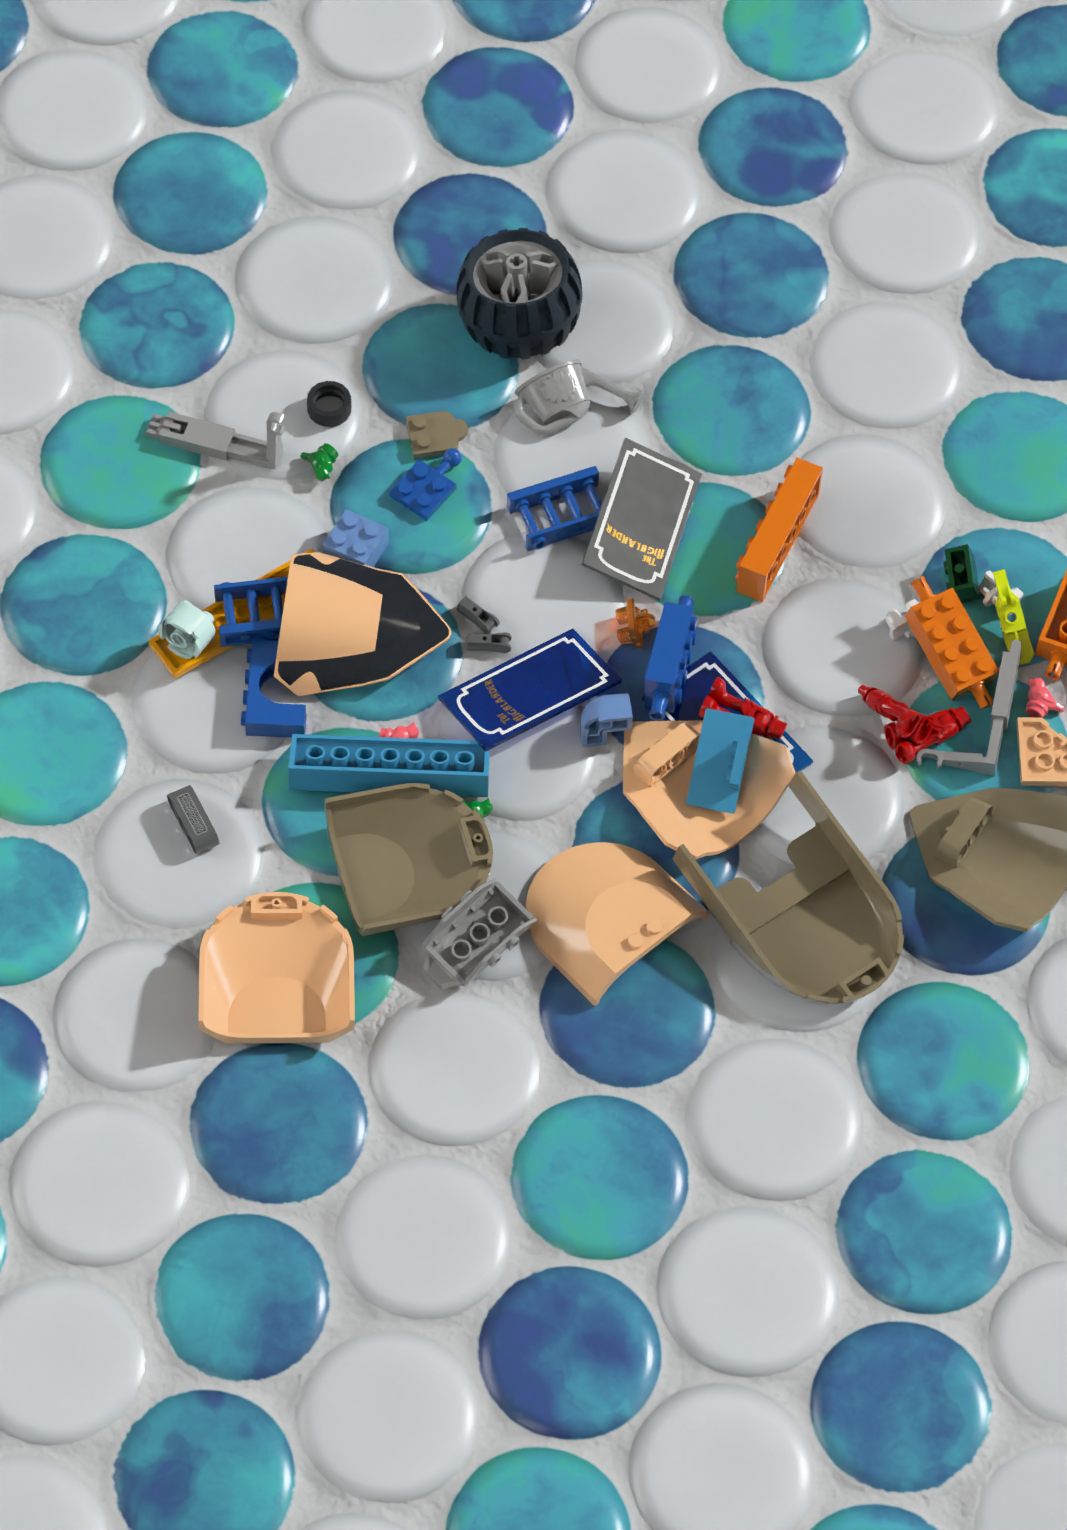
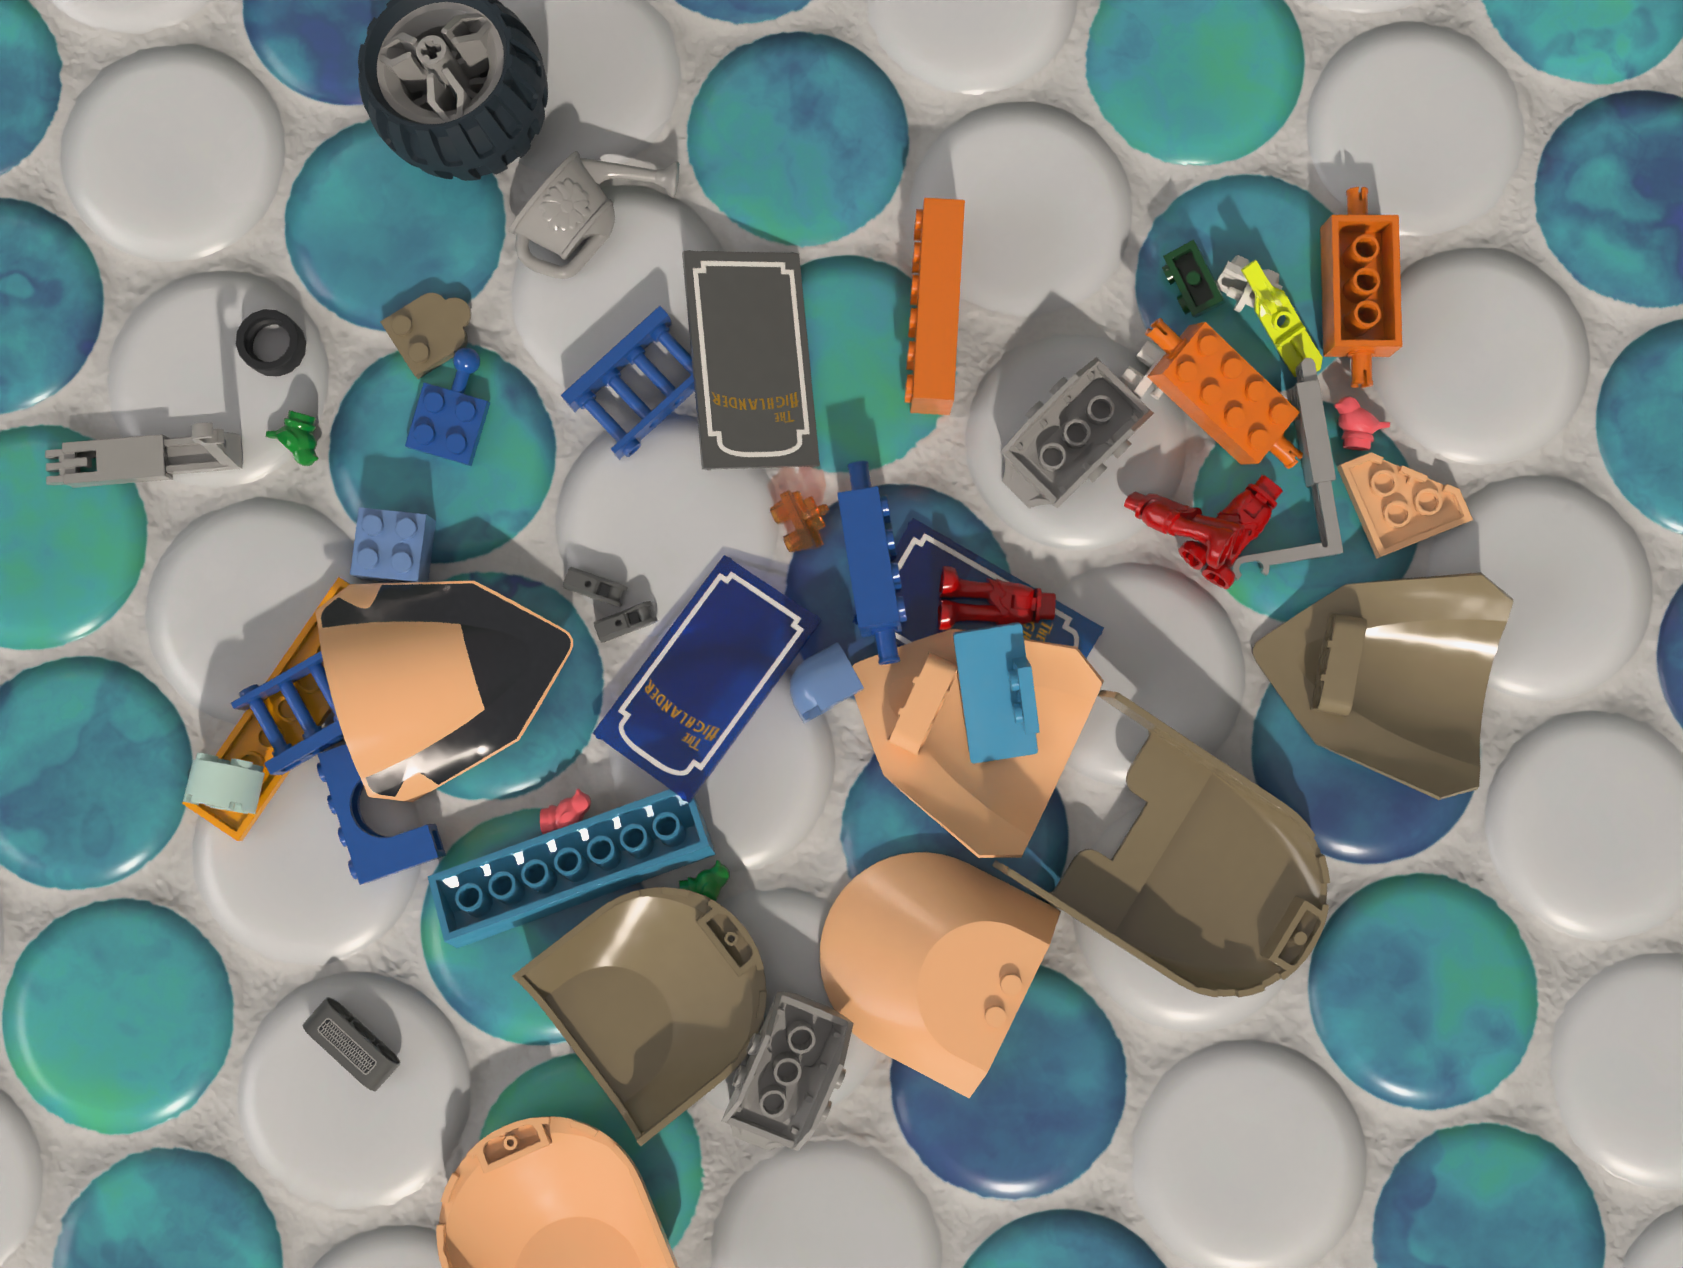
camera: 20 degrees left, 25 degrees up
(837, 630) = (1072, 435): none -> light grey slope

